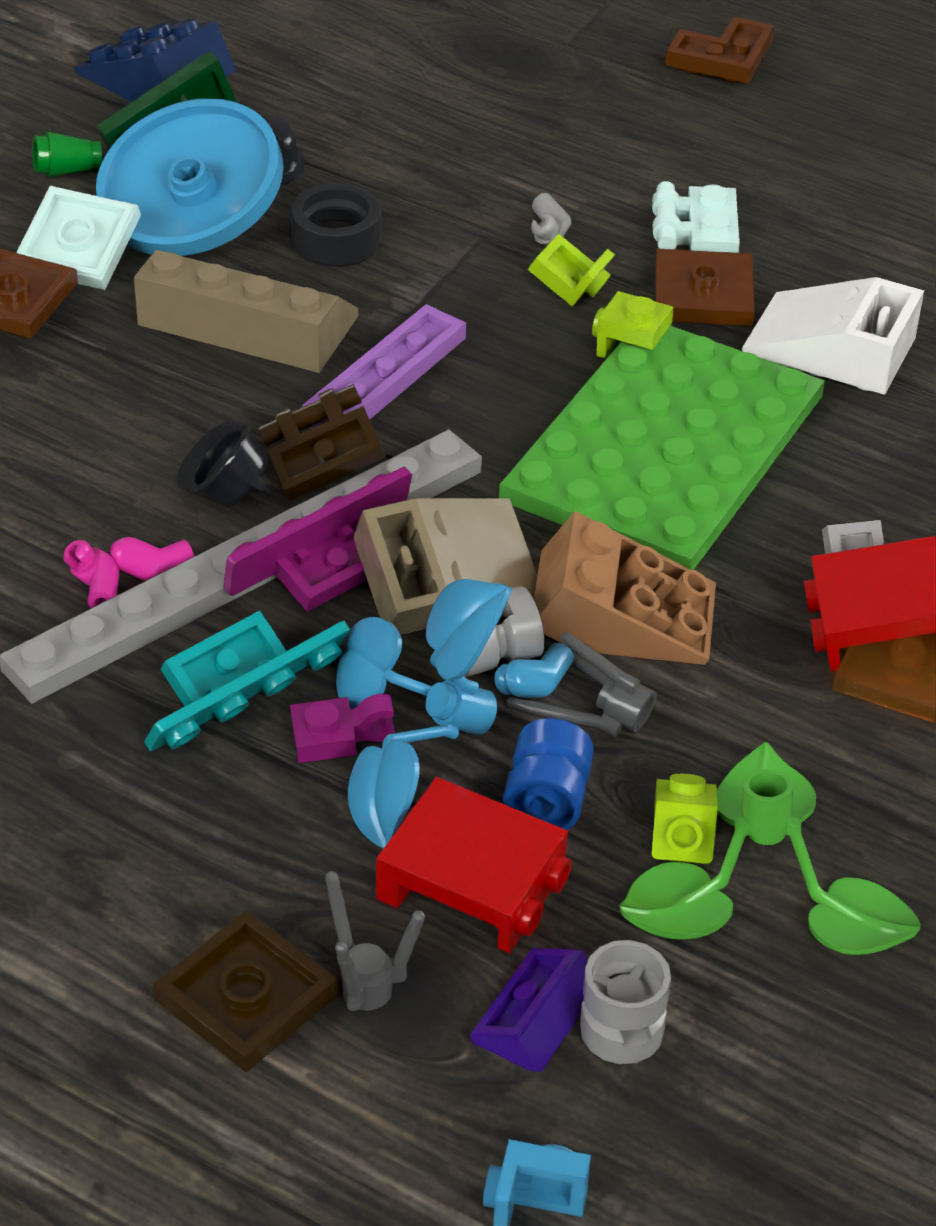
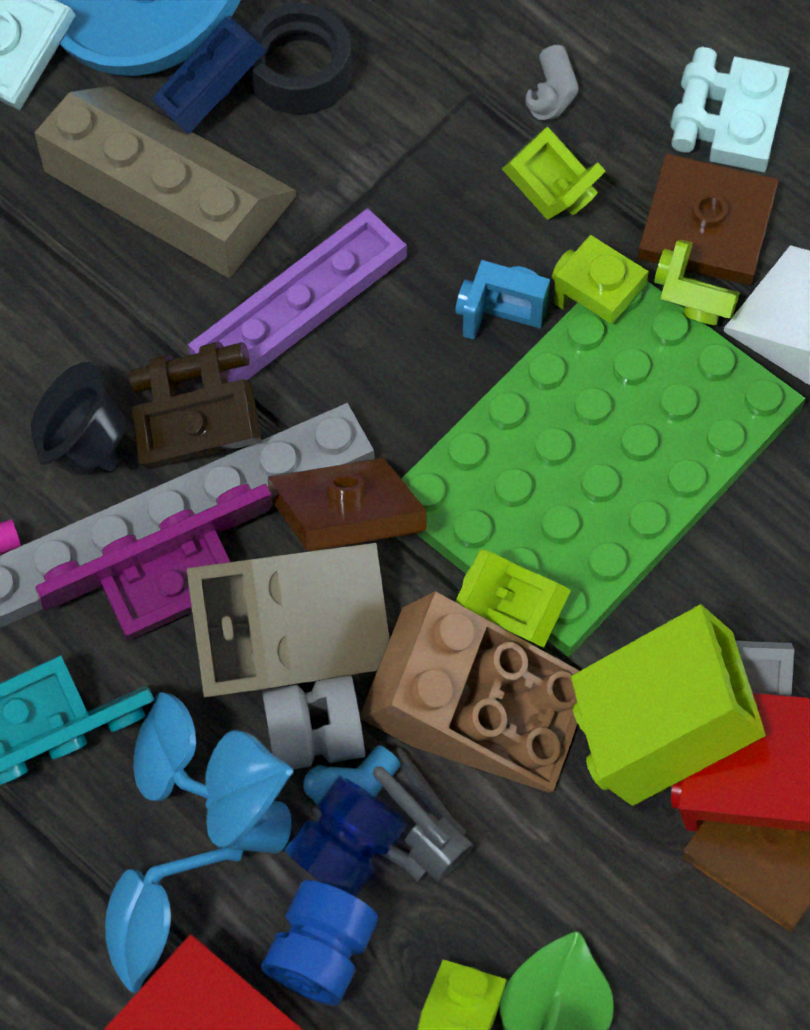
camera: 15 degrees right, 20 degrees up
(267, 234) = (208, 74): none -> dark blue plate
(331, 728) = (109, 814): magenta plate -> none
(478, 479) = (347, 504): none -> reddish brown plate
(553, 687) = (346, 836): none -> clear blue wheel
(558, 346) = (505, 293): none -> dark azure bracket
(641, 517) = (512, 597): none -> lime bracket
(720, 326) = (701, 300): none -> lime bracket
(790, 564) = (665, 706): none -> lime brick

